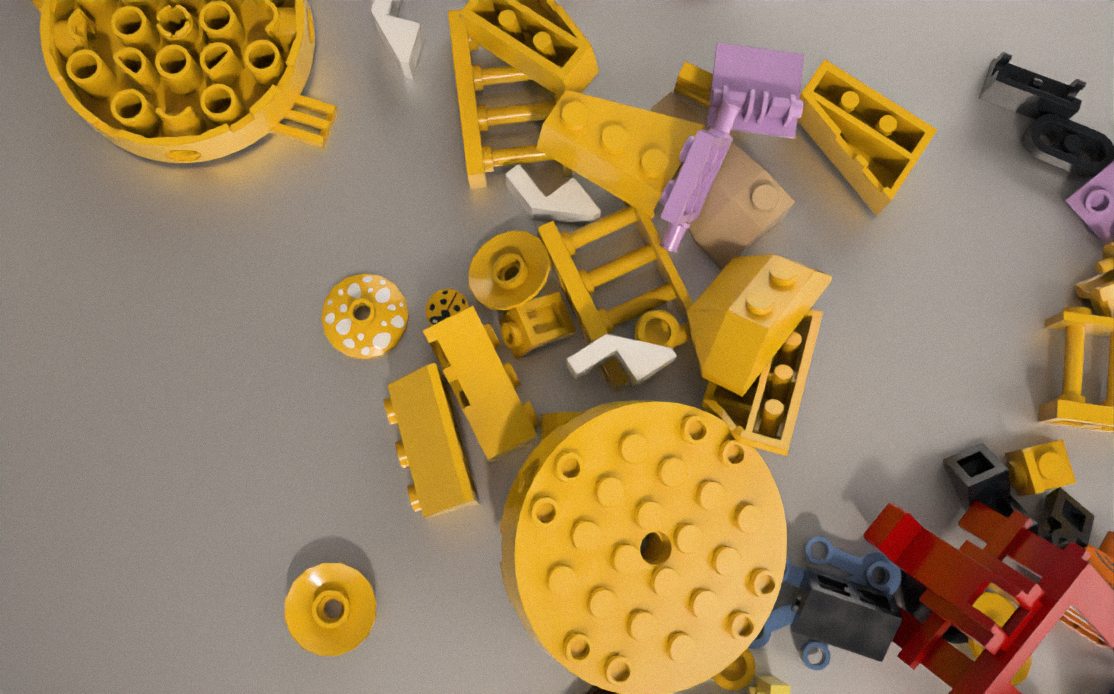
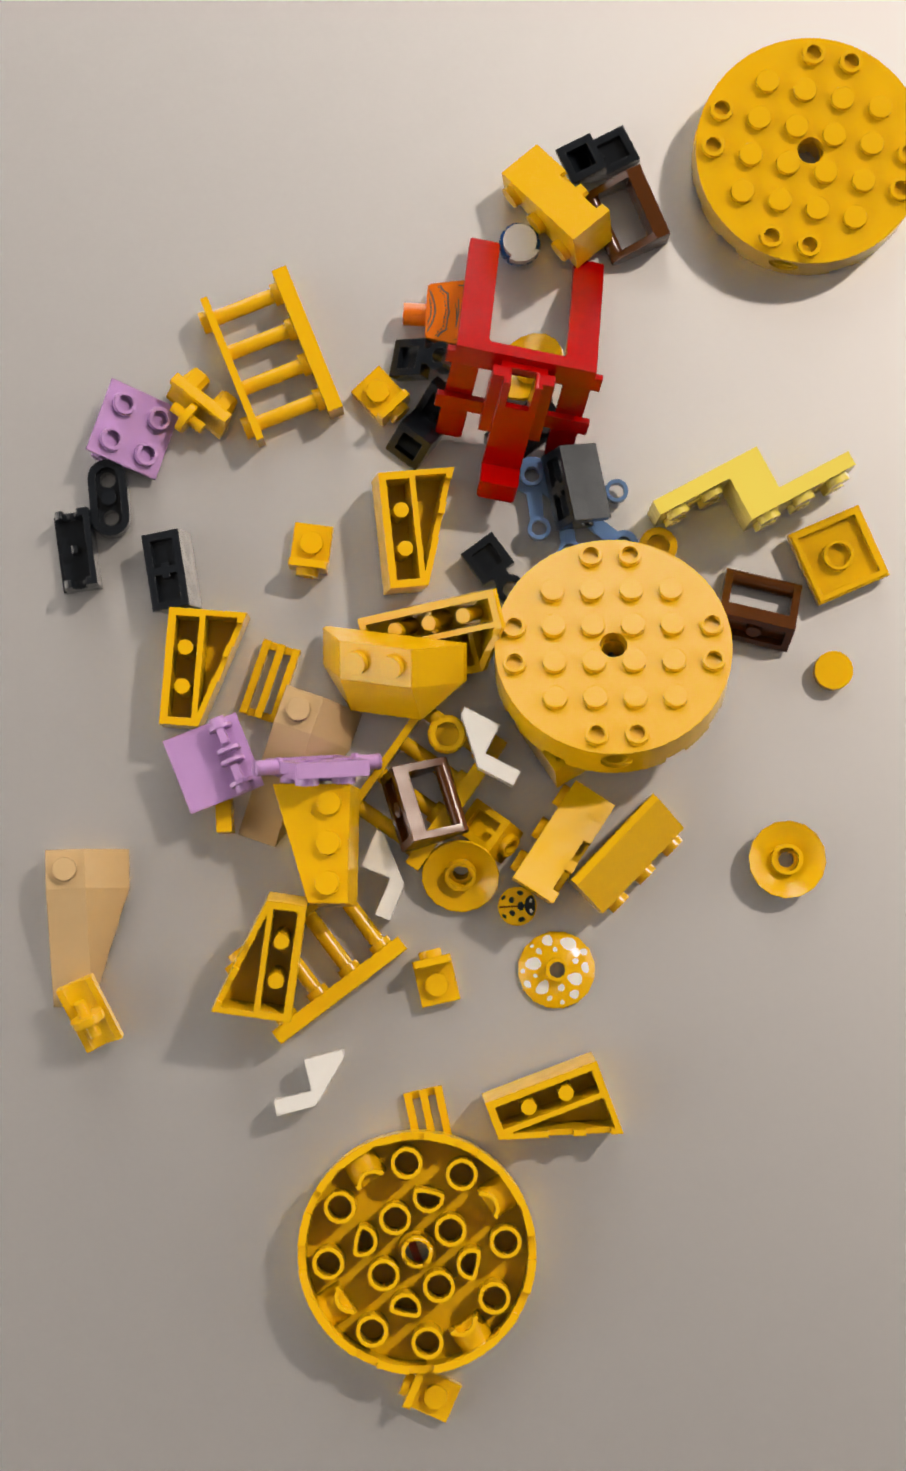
camera: 120 degrees left, 5 degrees up
(236, 234) = (554, 1102): none -> yellow wedge
(425, 195) = (435, 978): none -> yellow bracket
(608, 245) = (405, 808): none -> reddish brown tile
(809, 479) = (490, 563): none -> black plate
(818, 192) = (280, 650): none -> yellow tile
(895, 417) = (408, 525): none -> yellow wedge
(915, 309) = (311, 550): none -> yellow bracket
(967, 164) = (171, 570): none -> black hinge

